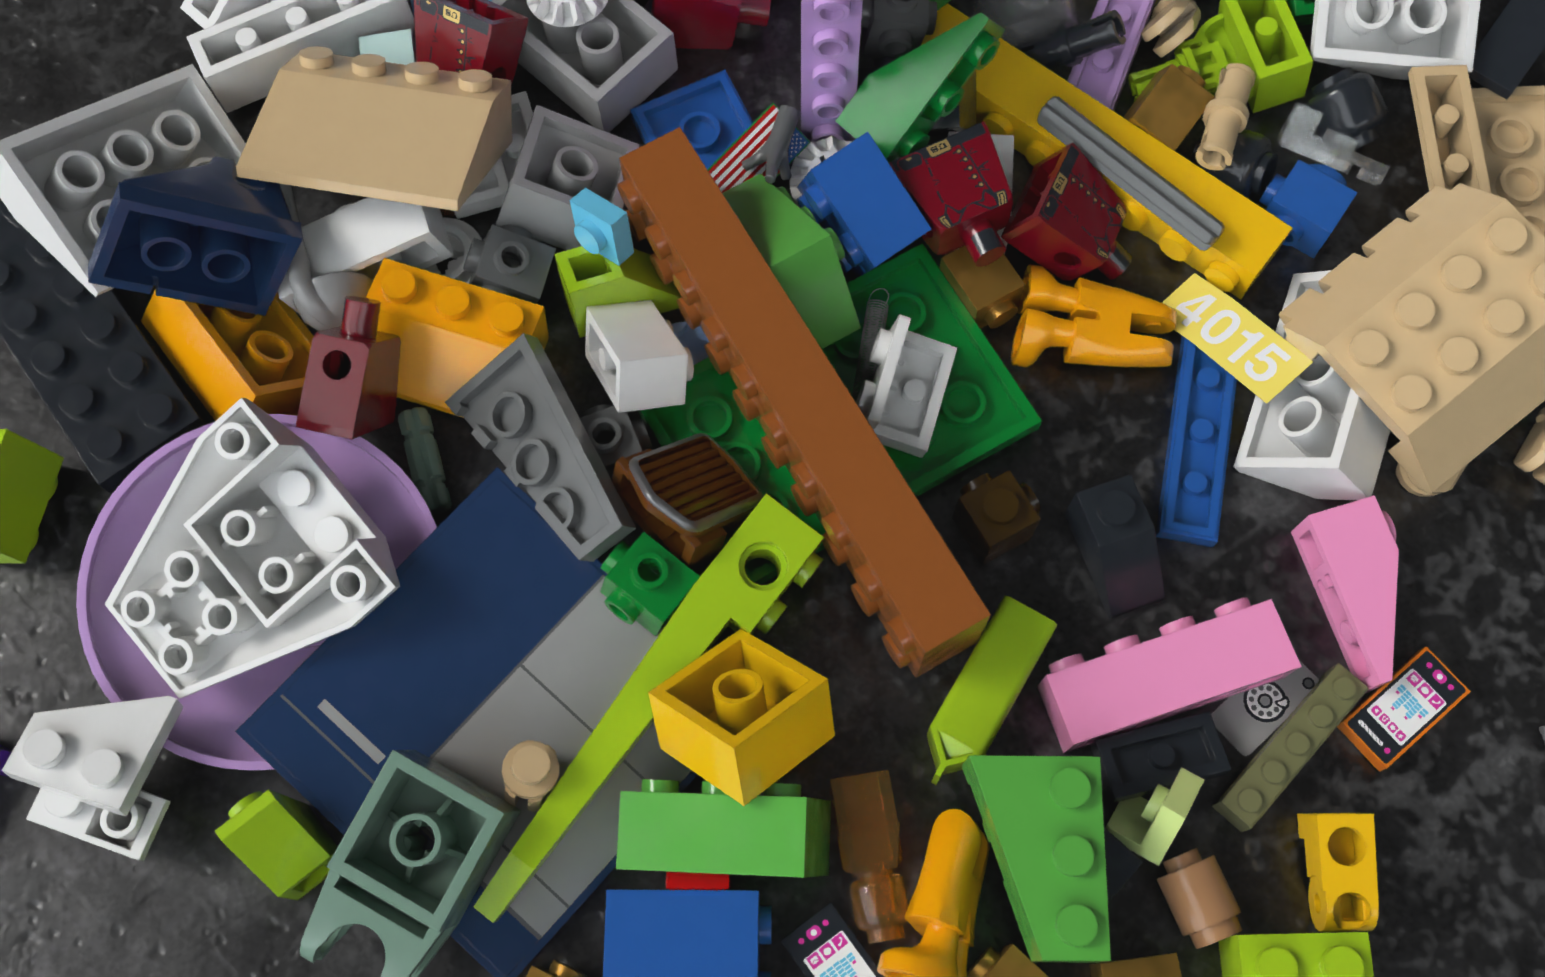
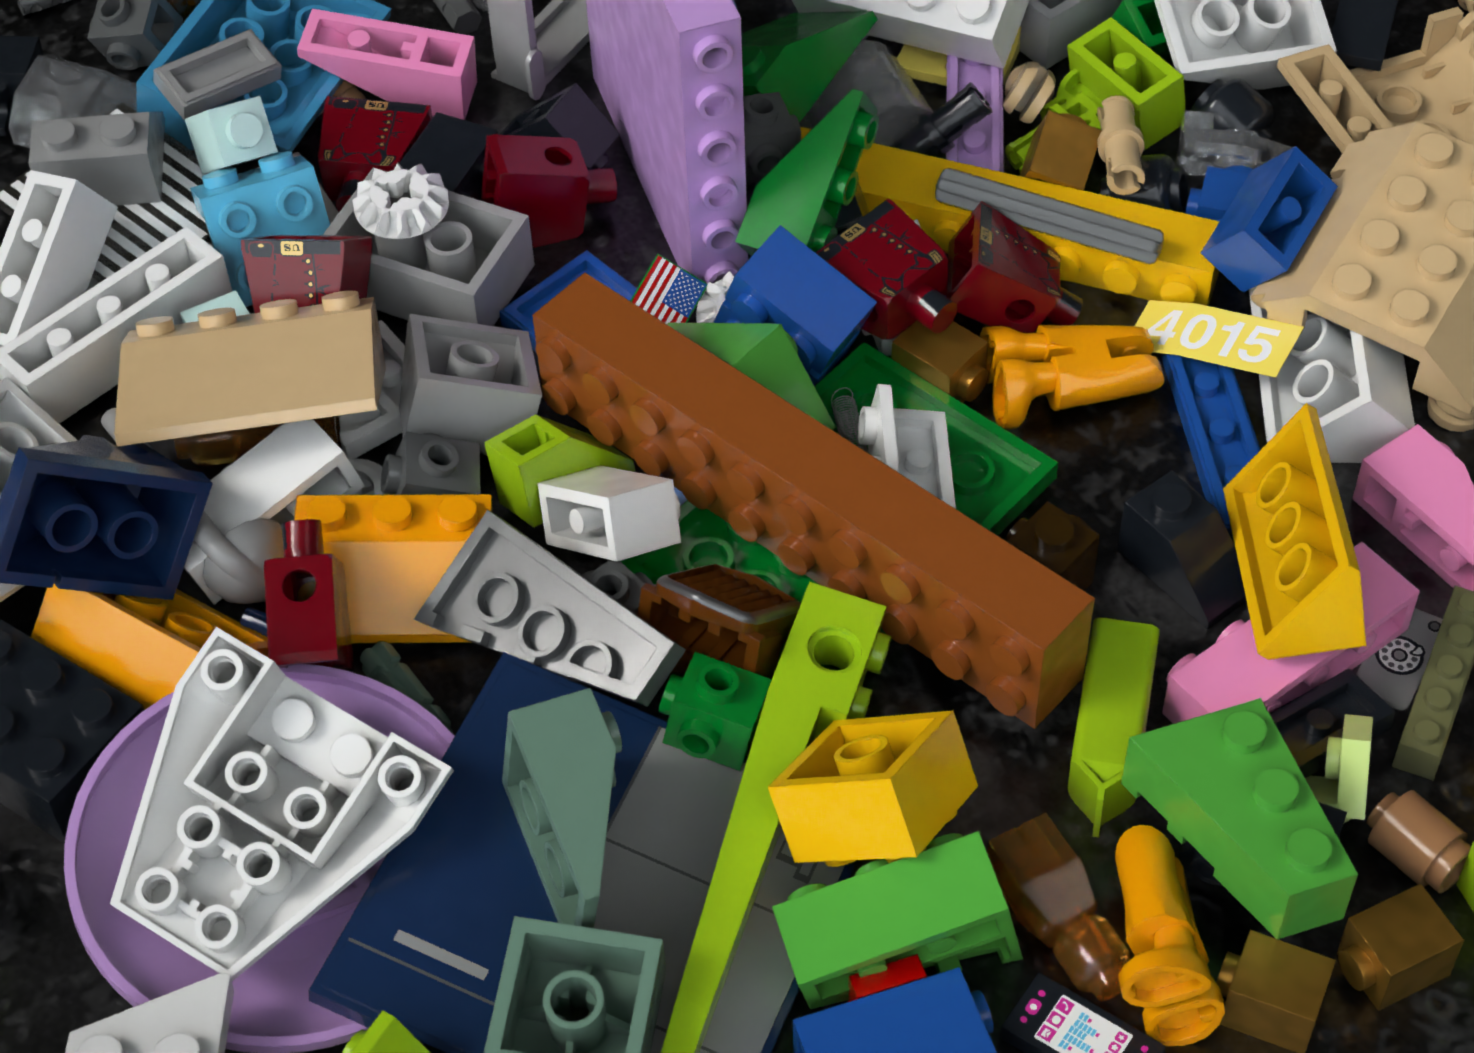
camera: 20 degrees left, 20 degrees down
(482, 646) = (560, 791): none -> sand green slope
(530, 773) = (669, 910): tan arm -> none
(601, 226) = (531, 394): medium azure plate -> none
(777, 145) = (677, 288): dark grey bar -> none
(1204, 592) = (1296, 546): none -> yellow slope
(1326, 246) = (1269, 219): none -> blue brick

